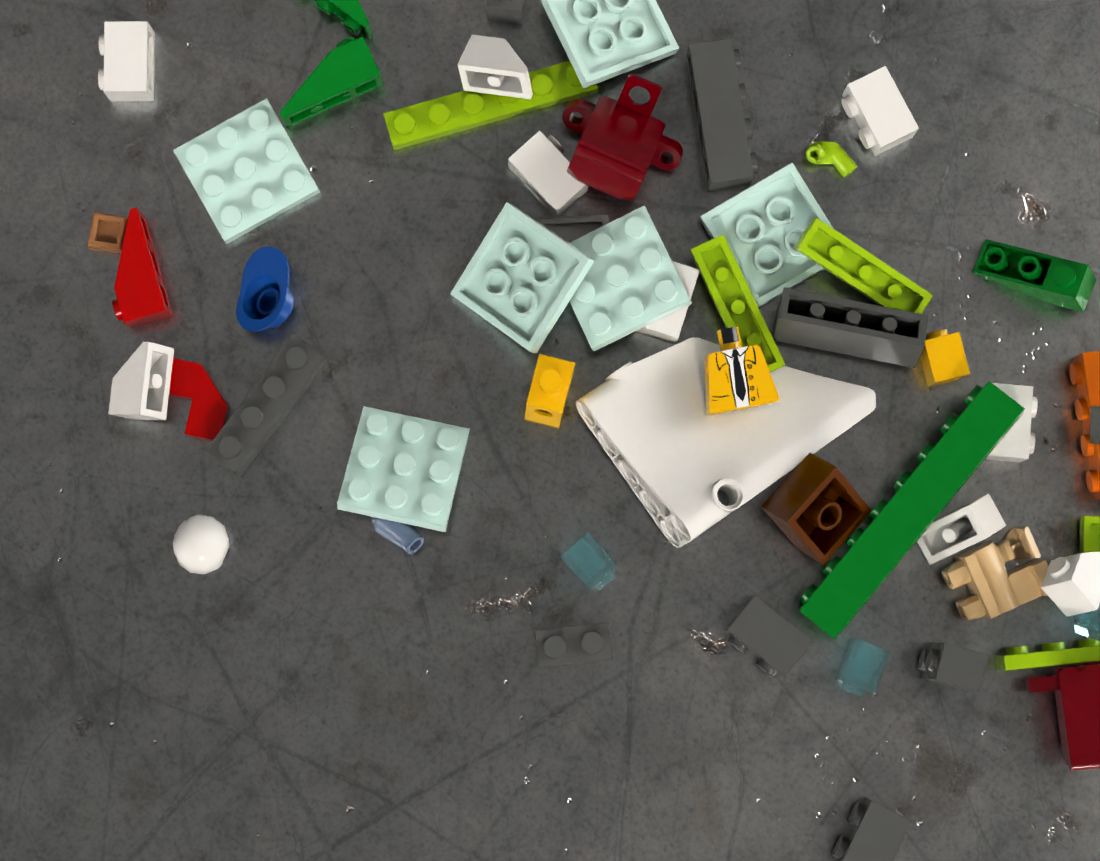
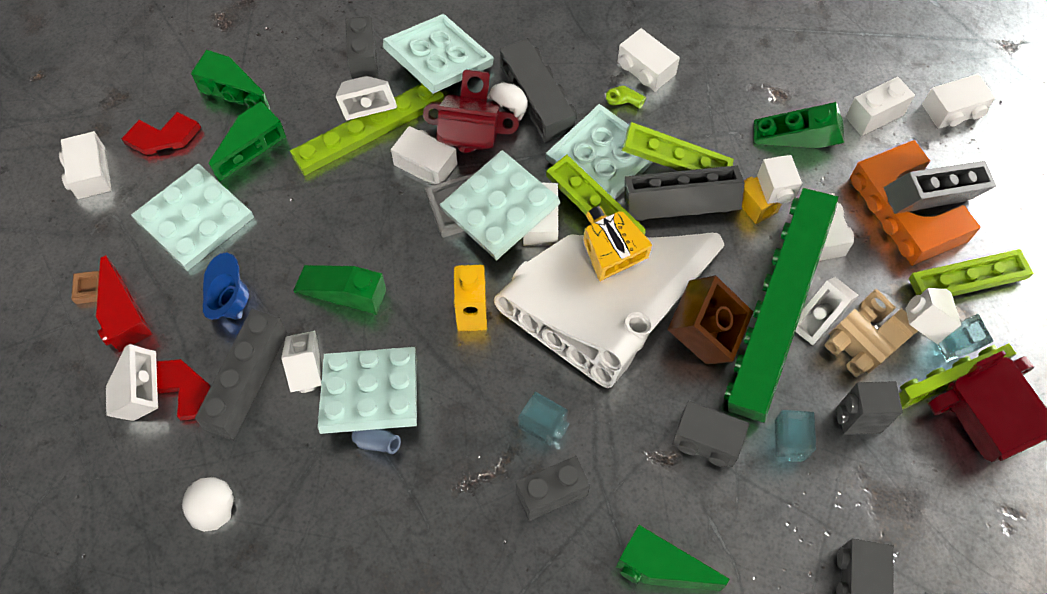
camera: 15 degrees left, 20 degrees down
(242, 44) = (174, 134): none -> red tile
(337, 408) = (302, 362): none -> white slope
(402, 324) = (343, 285): none -> green slope
(521, 277) = (425, 223): light aqua plate -> none
(660, 758) = (663, 564): none -> green slope
(677, 125) = (510, 98): none -> white hair
(969, 355) = (779, 179): none -> white brick

